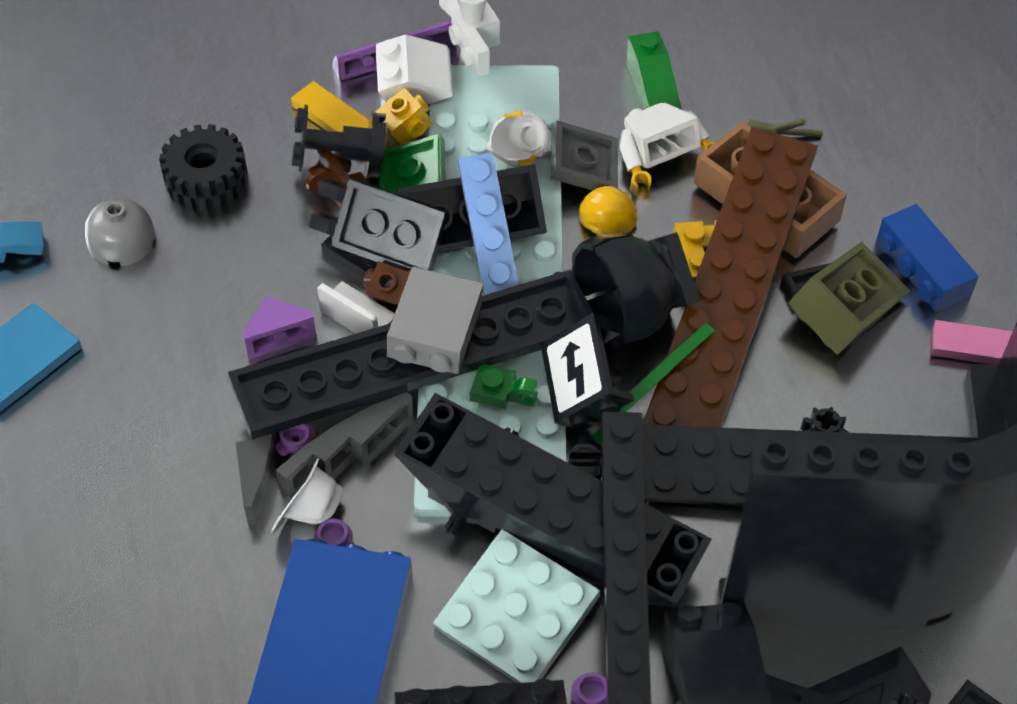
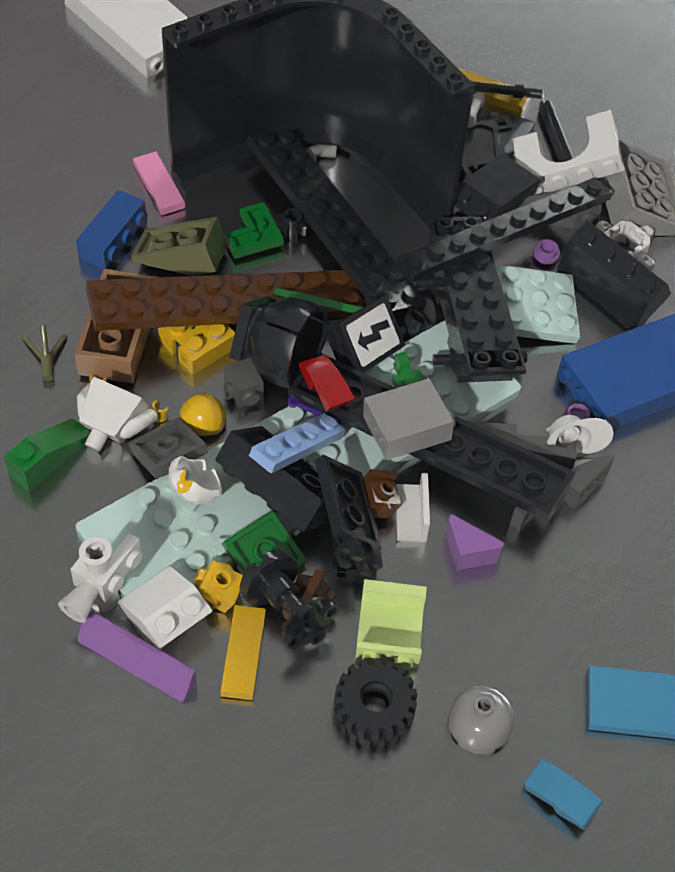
camera: 130 degrees left, 0 degrees up
(257, 221) = (391, 623): none -> yellowish green panel
(545, 285) = (328, 382): none -> red slope
(829, 388) = (259, 235): none -> green plate

